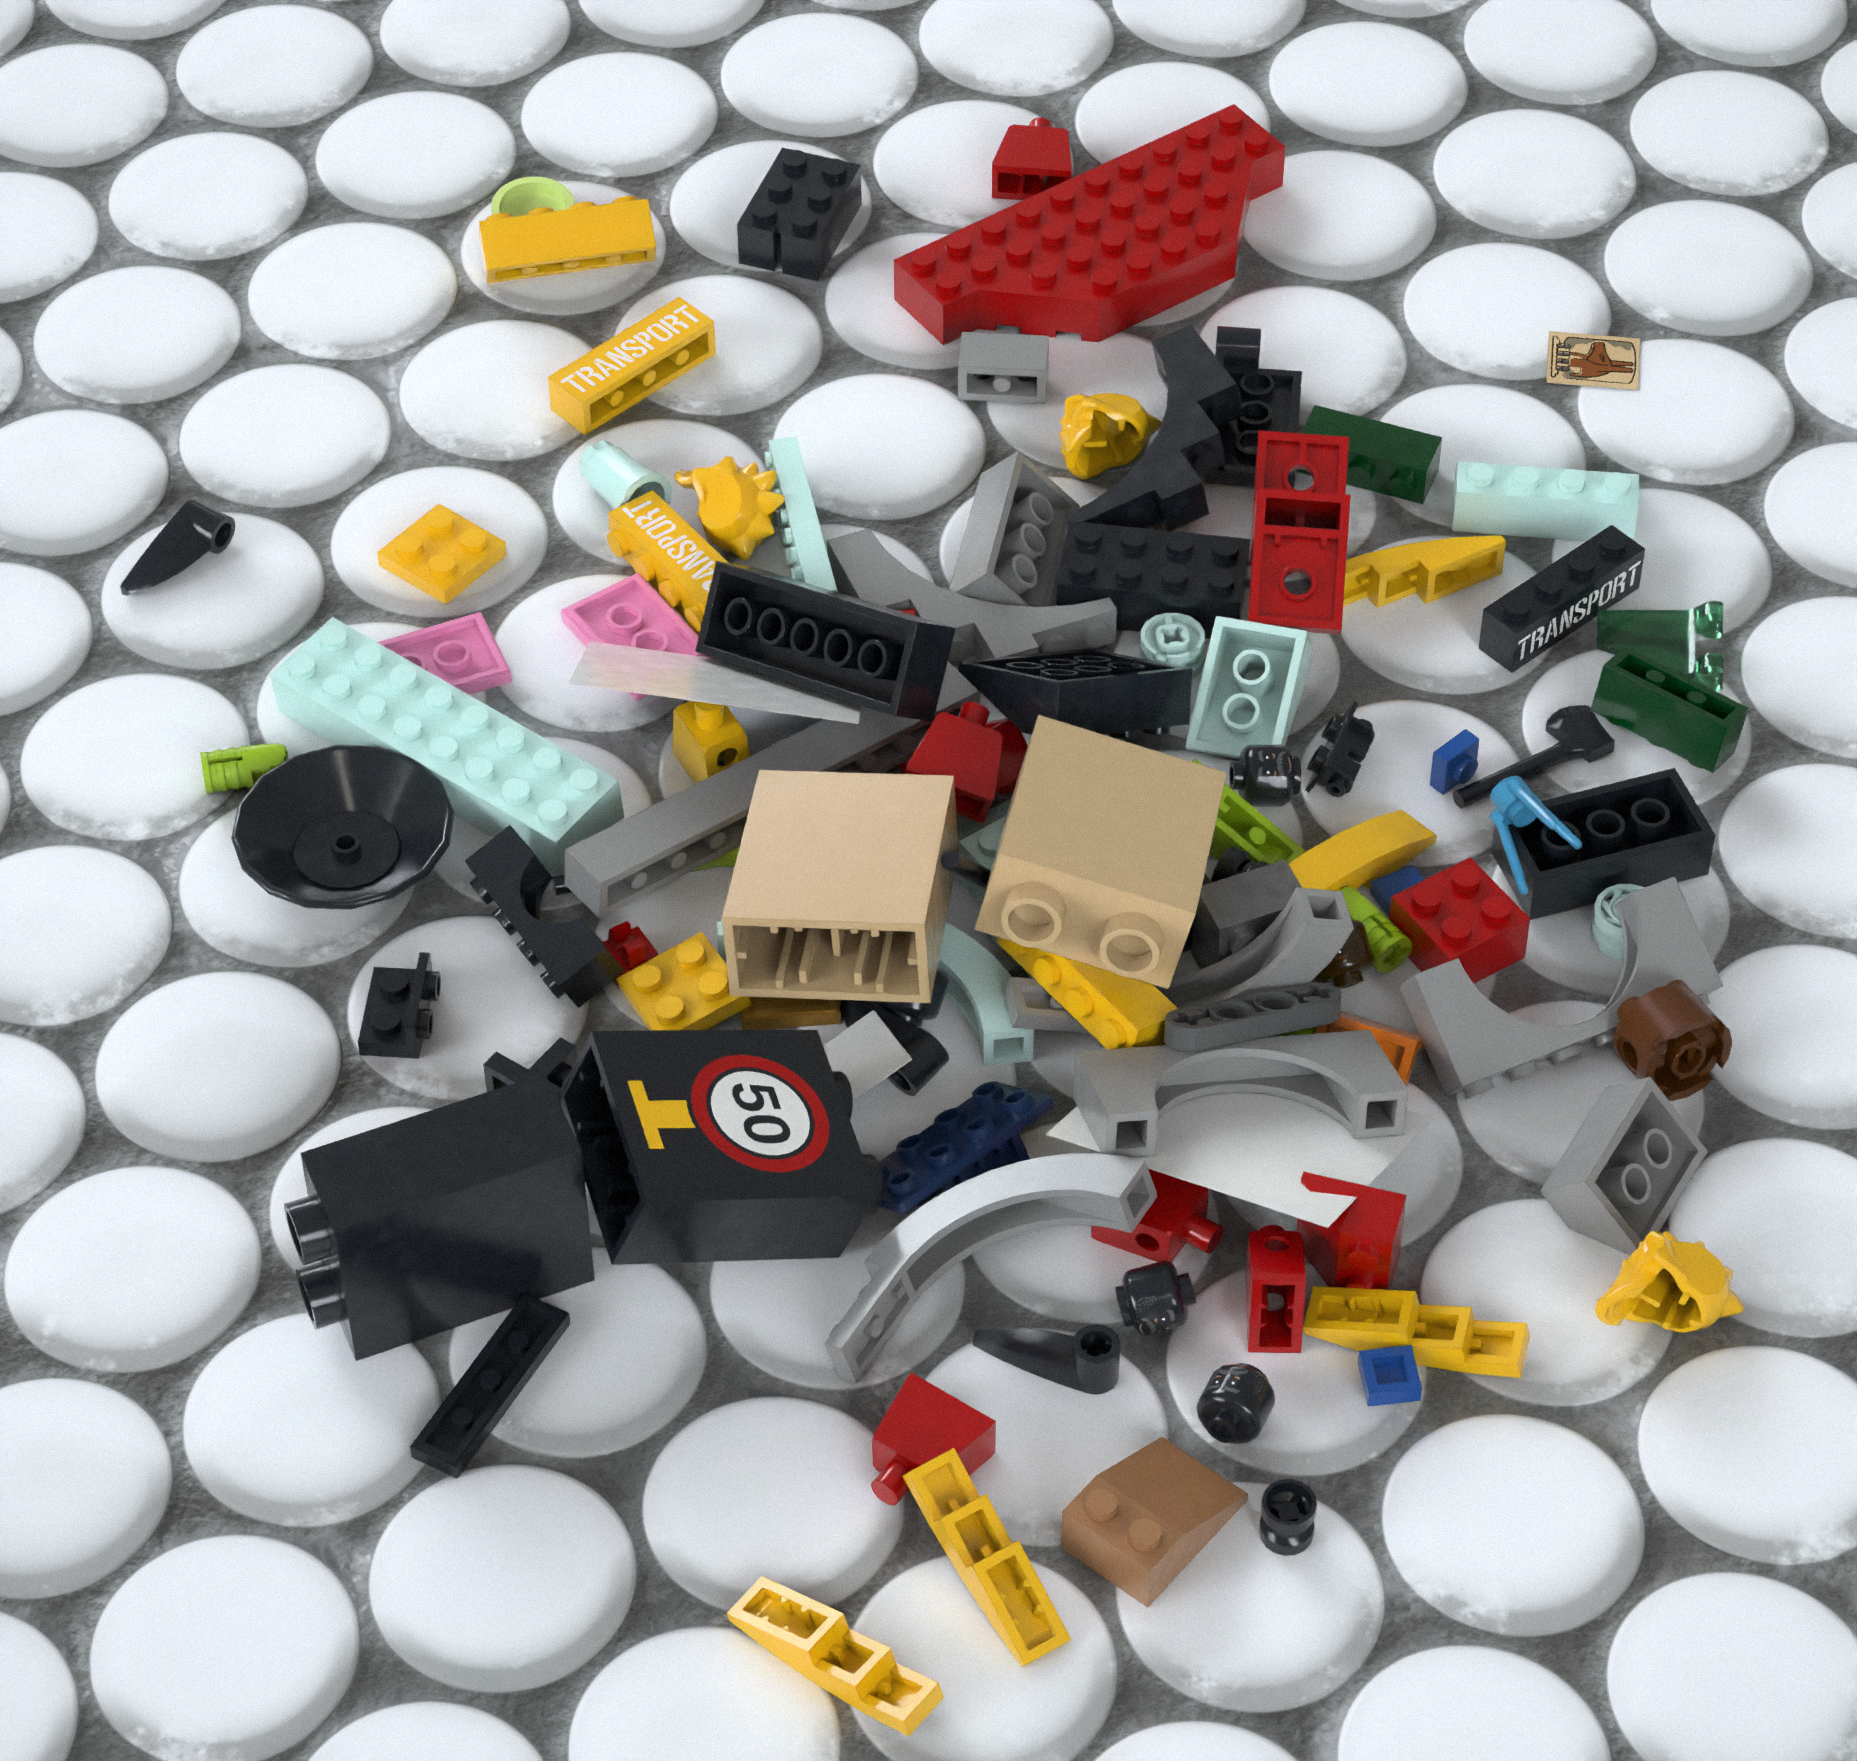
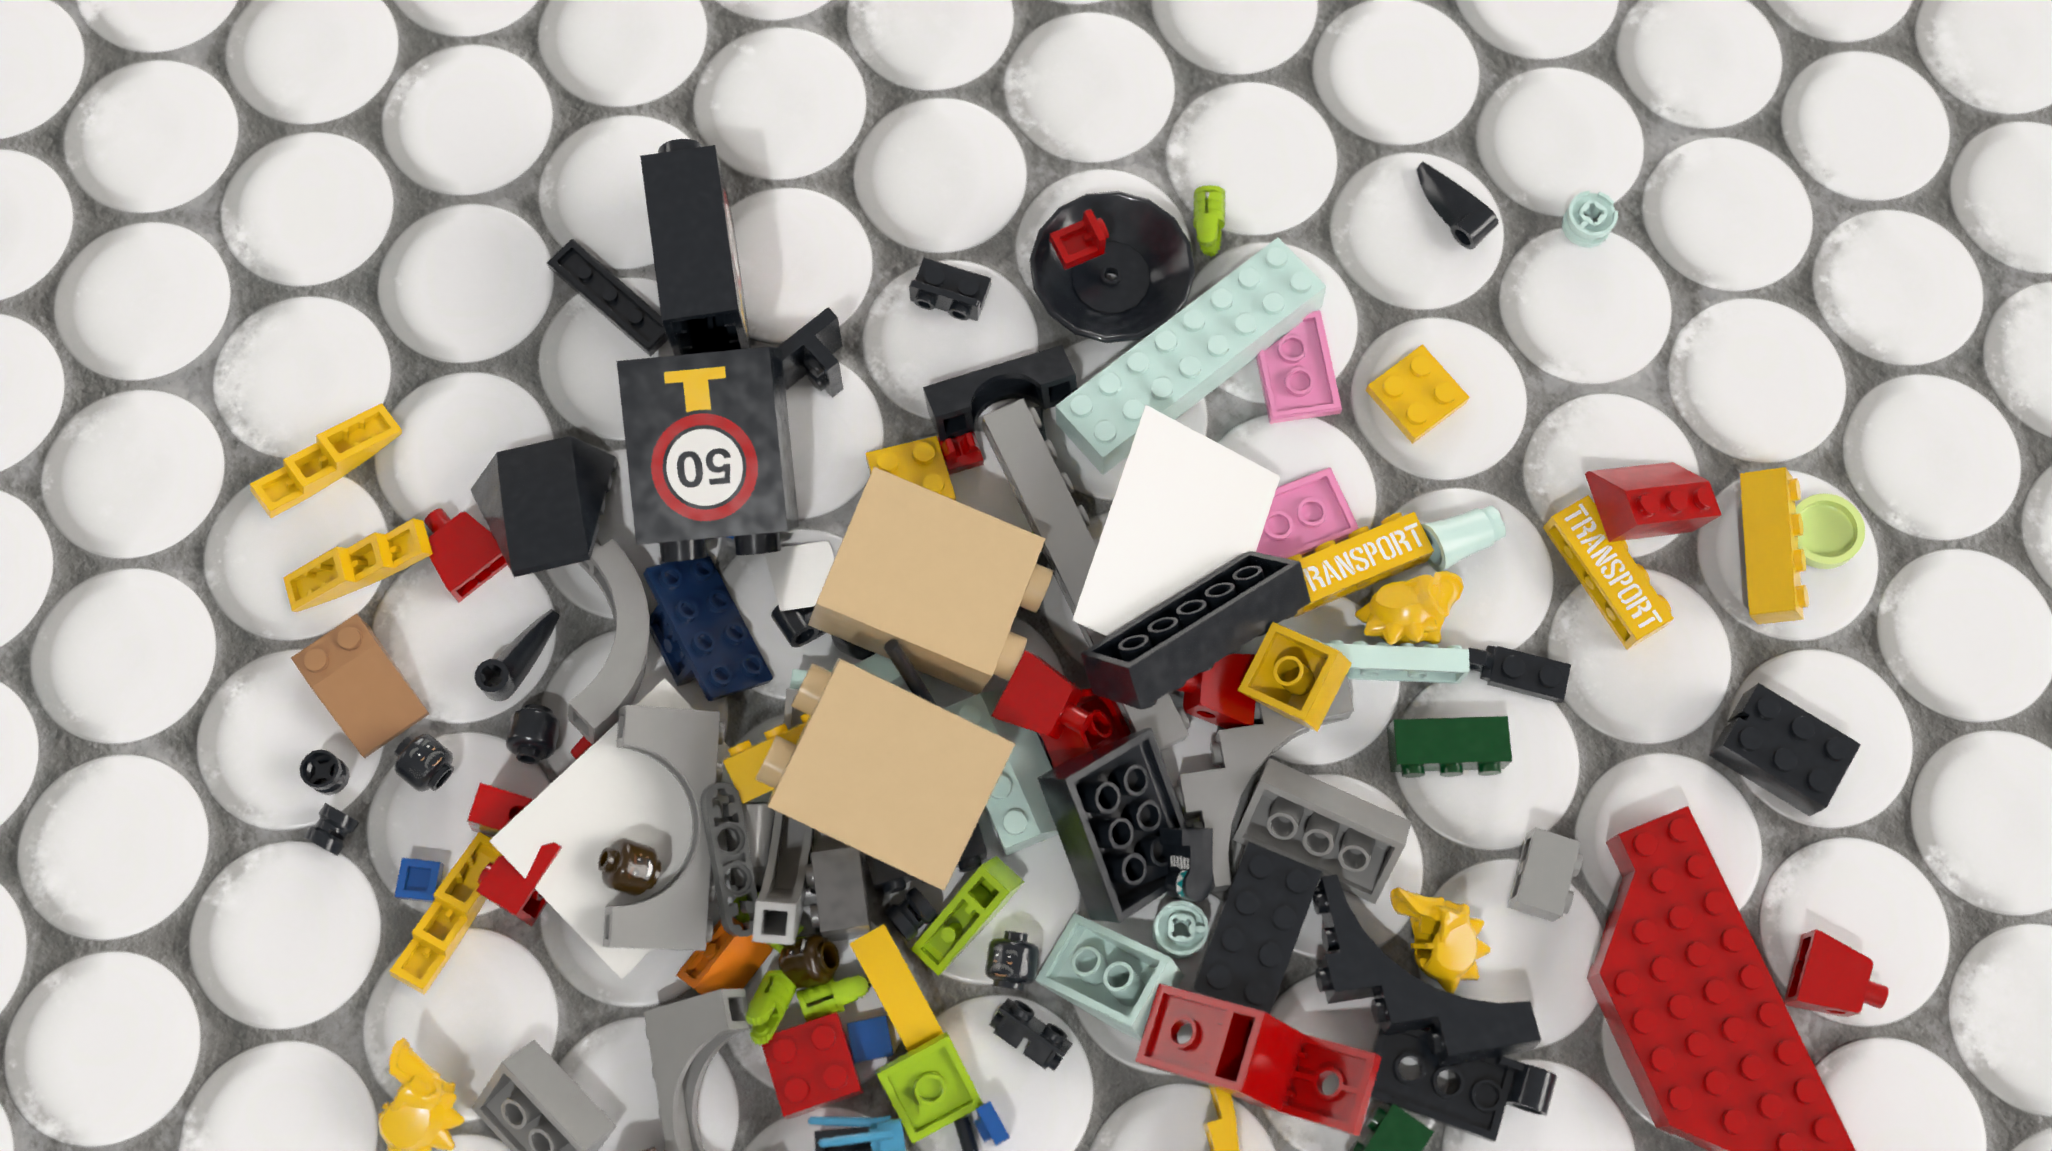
camera: 100 degrees right, 25 degrees up
(175, 432) = (1589, 218): none -> light aqua wheel
(321, 839) = (1080, 240): none -> red bracket
(540, 325) = (1651, 500): none -> red slope
(769, 417) = (1521, 672): none -> black hinge
(846, 1339) = (545, 502): none -> black wedge
(855, 550) = (1295, 676): none -> yellow slope
(880, 462) = (1449, 745): none -> dark green brick
(1095, 634) = (1188, 862): none -> black leg
(1301, 1106) = (629, 867): none -> dark brown head
(1356, 1487) = (336, 821): none -> black wheel
(1405, 959) = (772, 993): none -> lime hinge
(1435, 817) = (929, 1087): none -> lime plate

